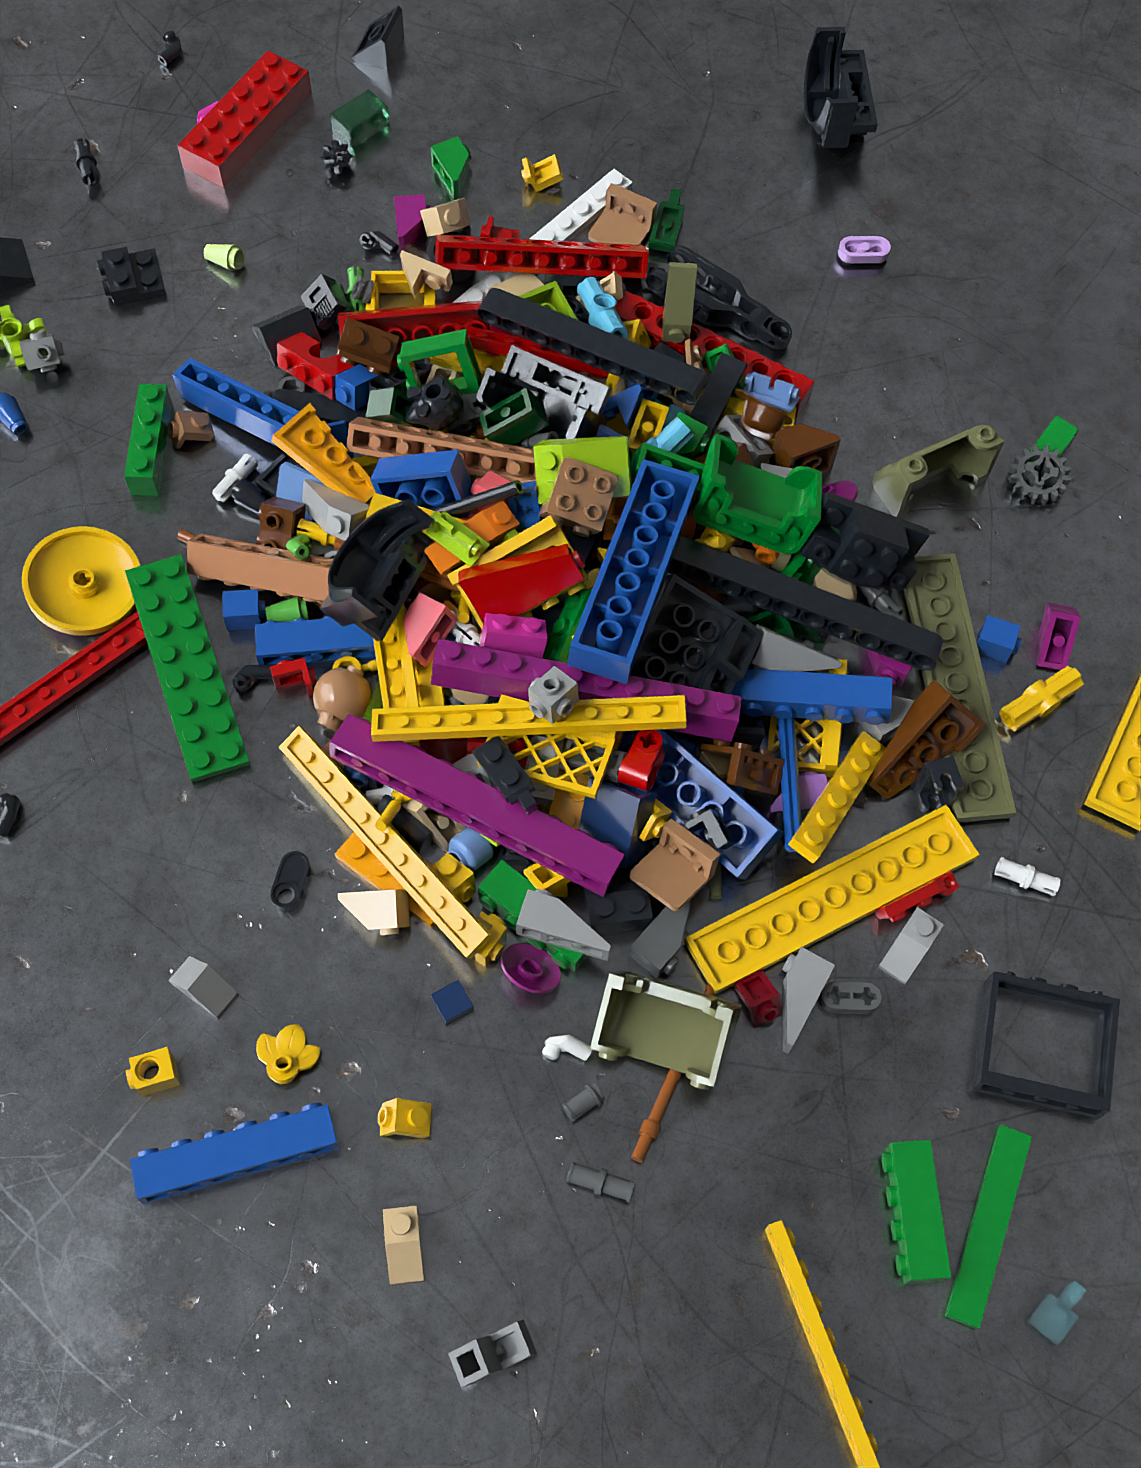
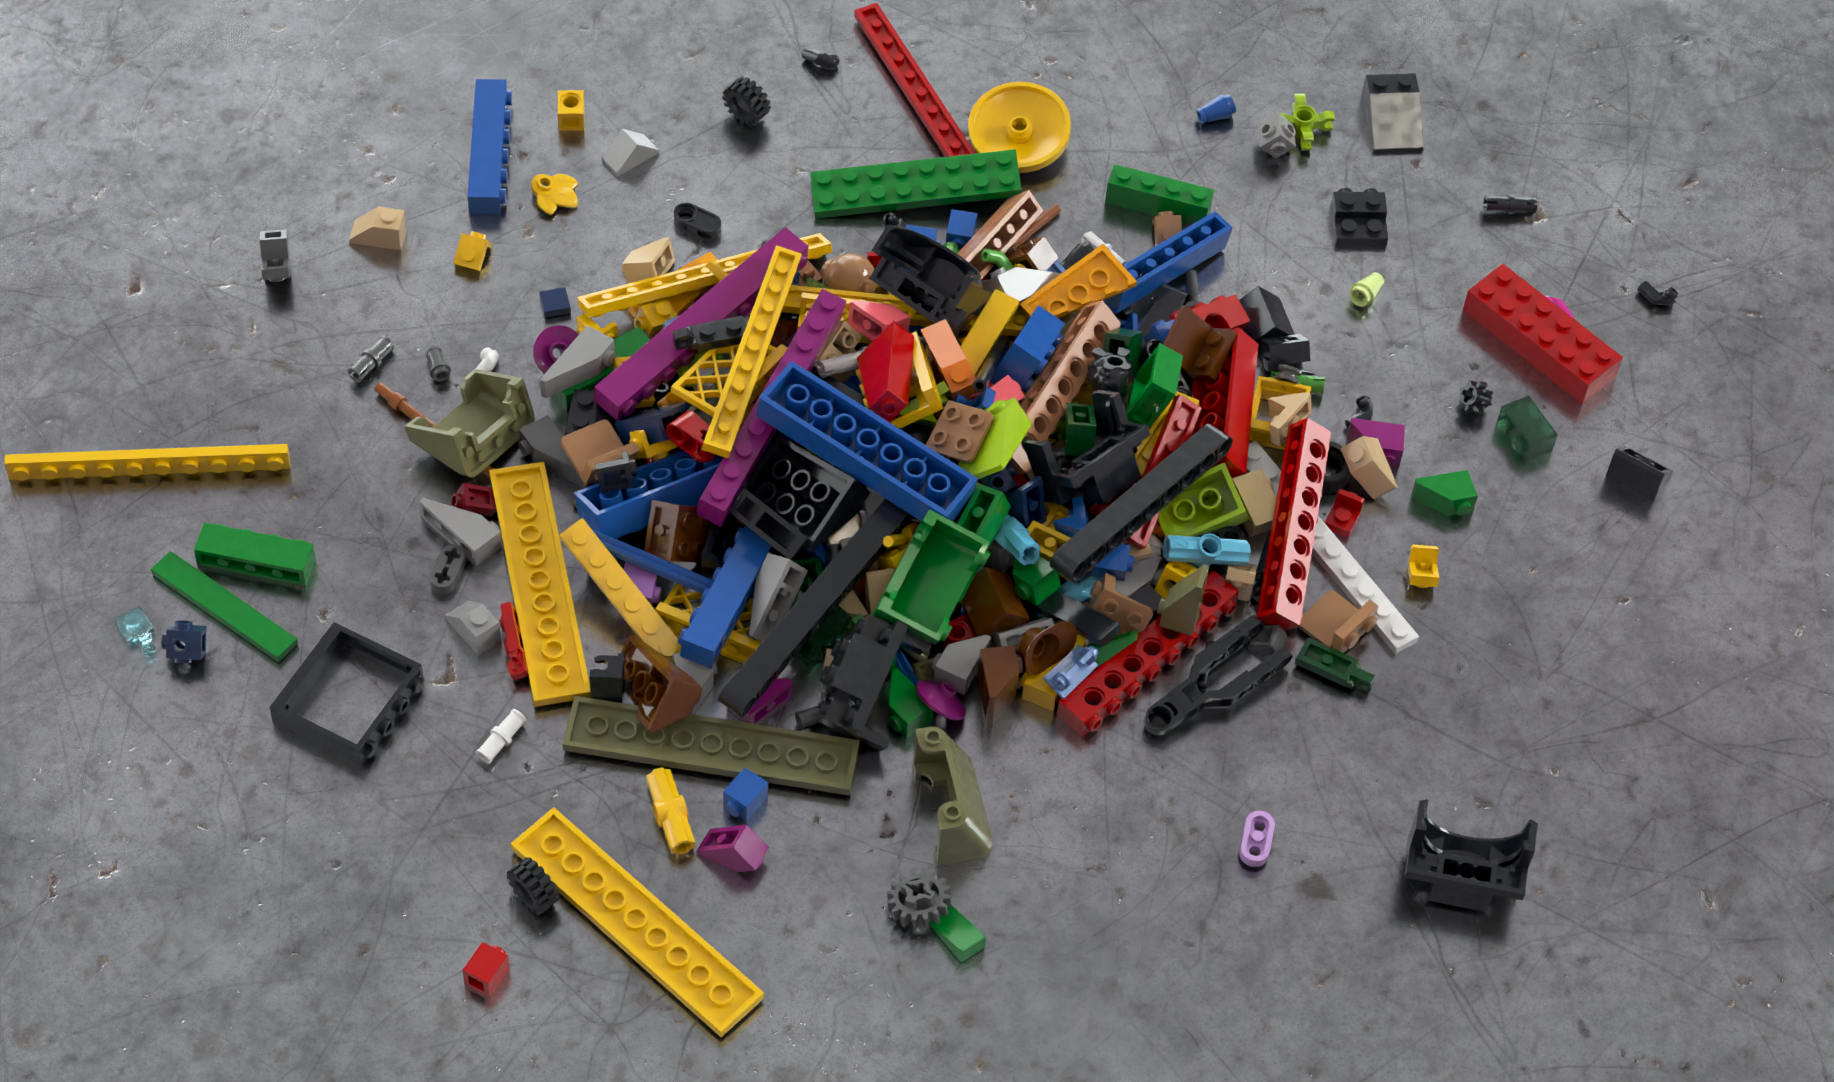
camera: 105 degrees right, 10 degrees down
(104, 867) = (746, 101): none -> black tyre
(456, 538) = (942, 334): lime hinge -> none
(514, 634) = (842, 363): dark pink brick -> none
(553, 695) = (757, 352): light grey brick -> none
(1063, 1242) = (184, 641): none -> dark blue brick

